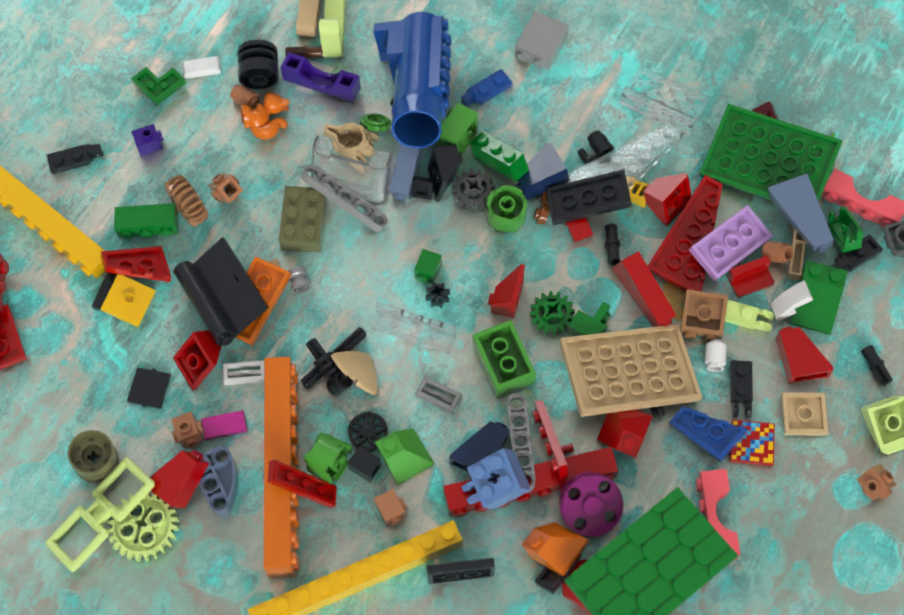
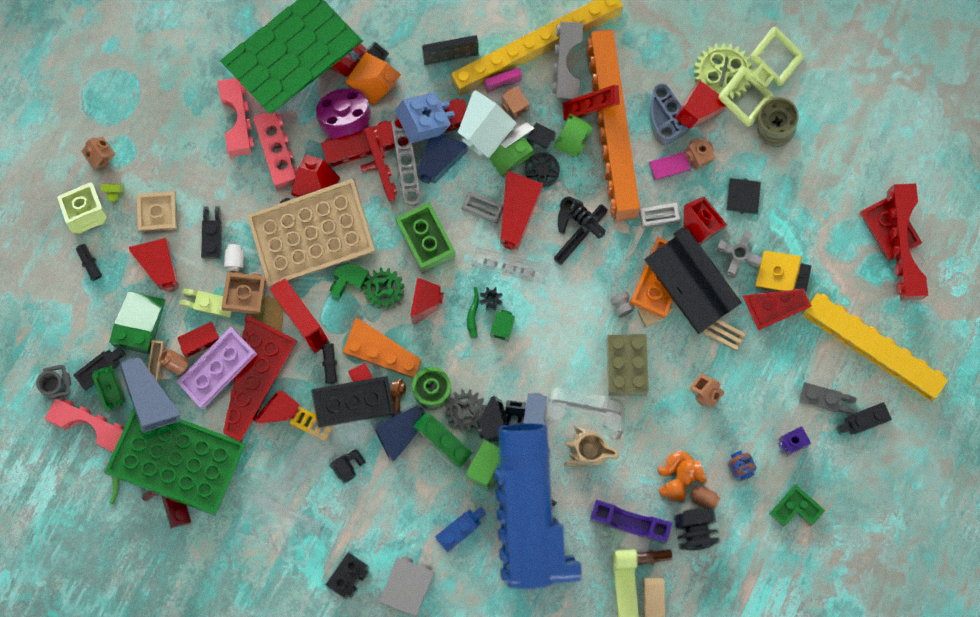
camera: 175 degrees right, 10 degrees up
(107, 179) = (825, 398): none -> dark grey hinge
(146, 220) = (777, 353): green brick -> none
(159, 317) = (726, 248): none -> light grey pin
(185, 239) = (726, 326): none -> tan tile
(186, 200) = (742, 371): medium nougat gear -> none
(201, 67) = (756, 534): white tile -> none
(203, 122) = (742, 465): none -> head
(316, 564) = (570, 35): none -> light grey arch
(340, 189) = (598, 384): light grey beam -> none
(359, 368) = (556, 218): tan brick -> none
(375, 122) = (562, 480): bright green gear -> none
(397, 390) = (519, 204): none -> red slope
(397, 469) = (517, 132): none -> white sticker
(398, 536) = (503, 80): none -> dark pink tile
(427, 474) = (484, 125): none -> light aqua slope
(461, 278) = (471, 323): none -> green animal
(569, 260) = (375, 348): none -> orange wing
(599, 52) = (347, 576): none -> black brick
(666, 440) = (265, 123): none -> coral brick
(708, 433) = (242, 187): blue wing -> none
(756, 445) = (203, 184): tile -> none
(792, 298) = (162, 311): white slope -> none
(856, 441) = (112, 189): none -> lime tile

